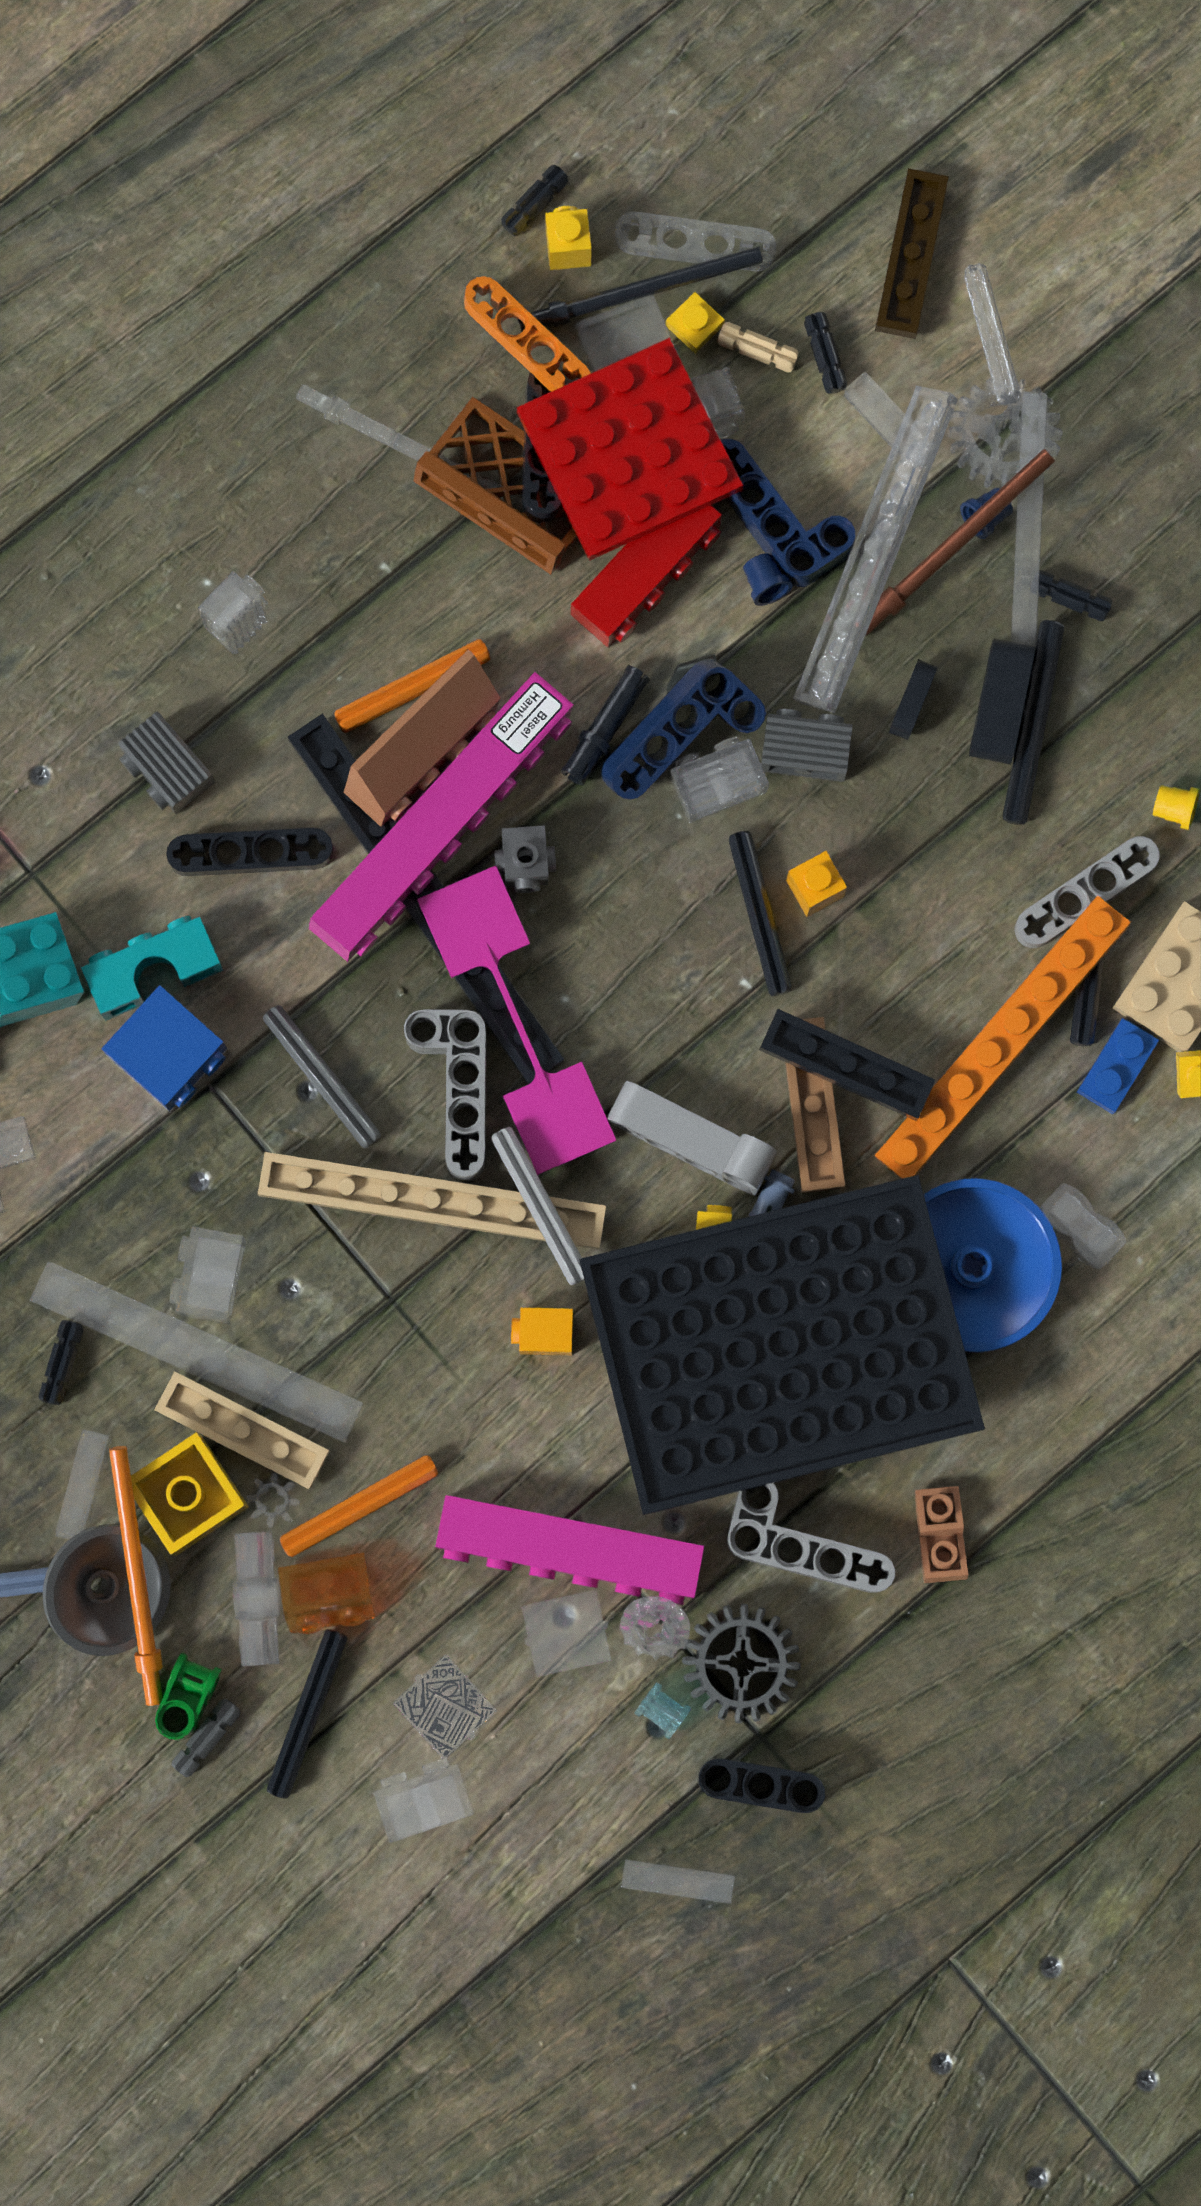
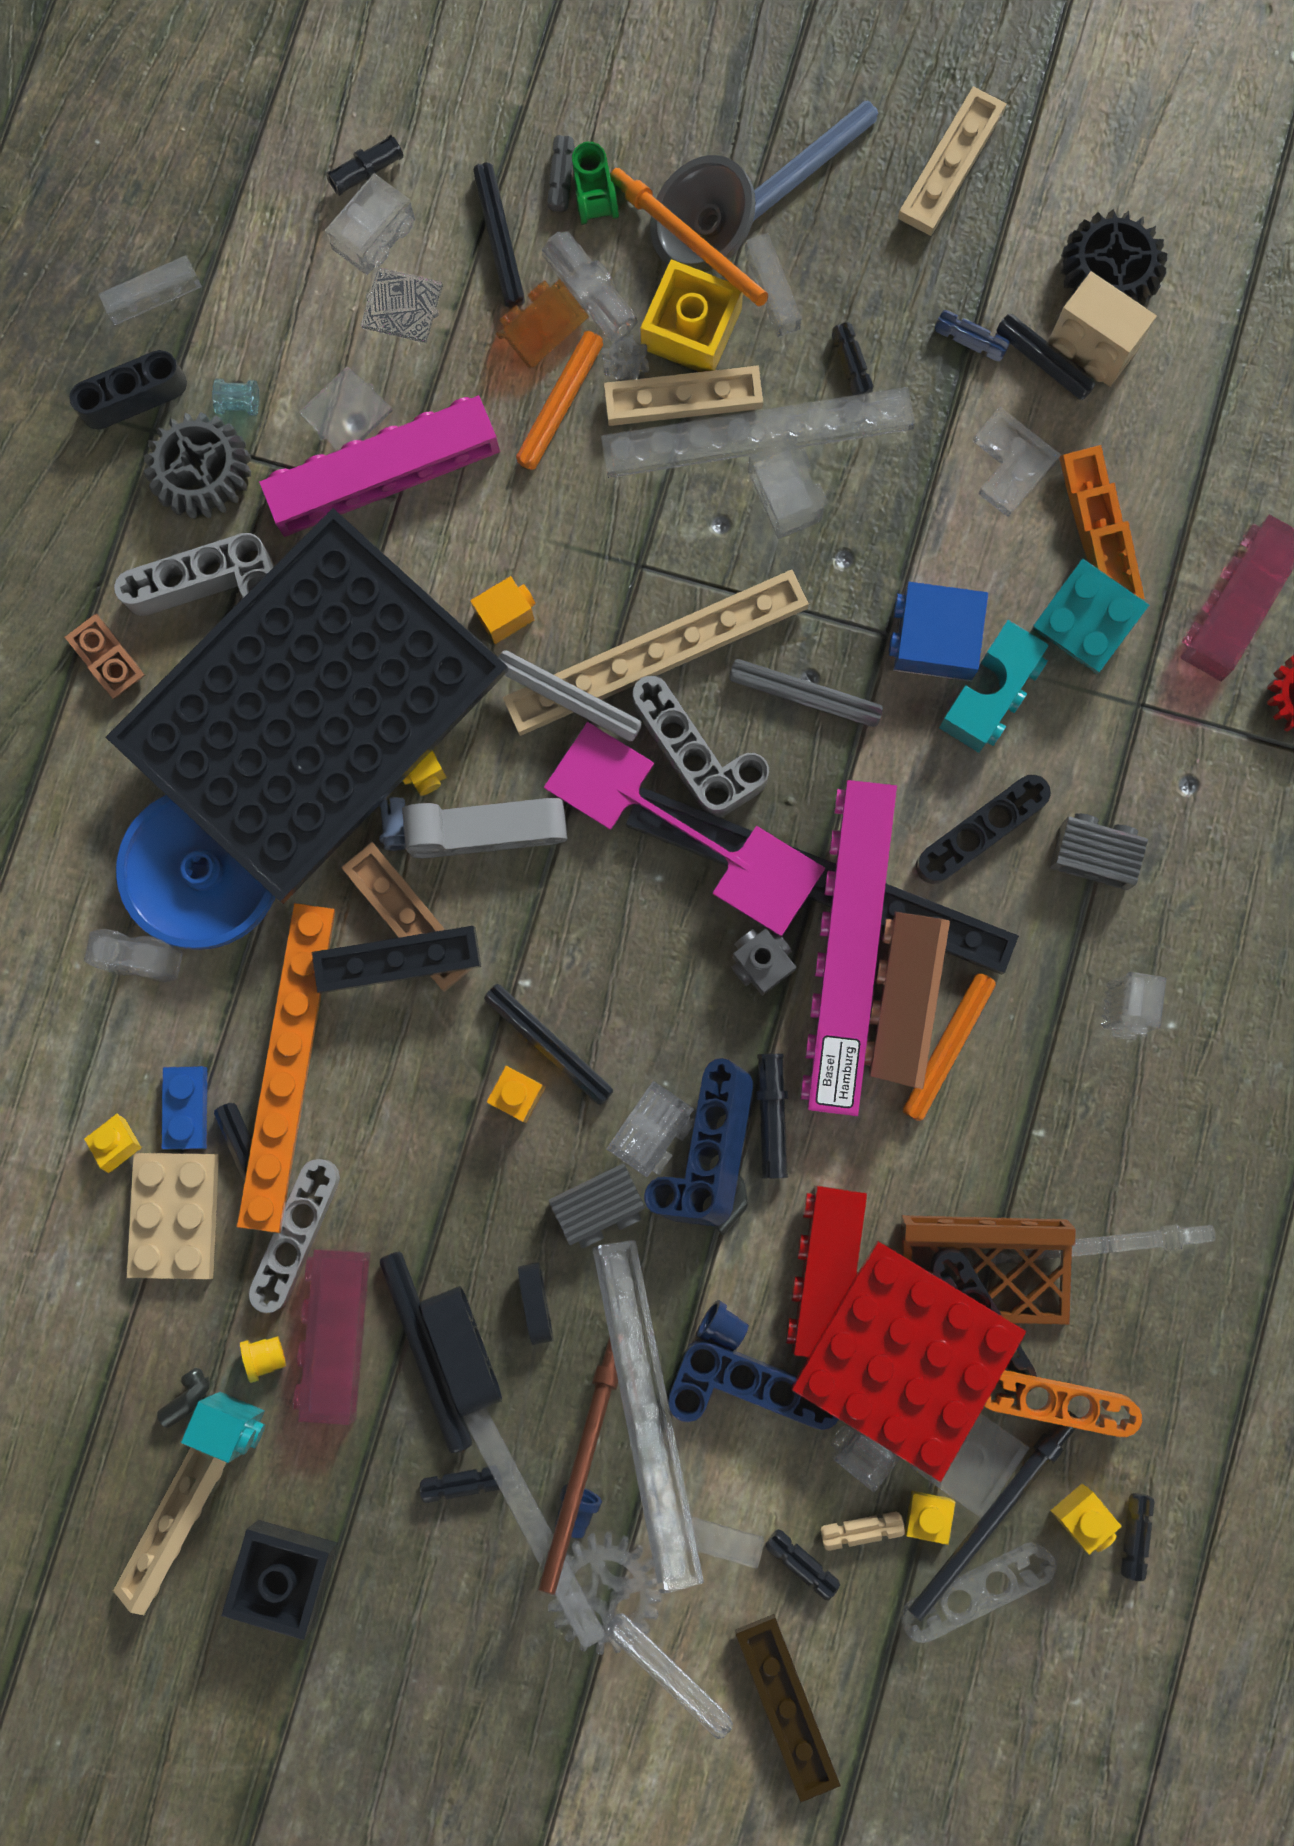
camera: 155 degrees right, 0 degrees up
(389, 1872) = (364, 164): none -> black pin
(646, 1613) = (278, 449): clear gear -> none
(1102, 784) = (333, 1336): none -> clear pink brick

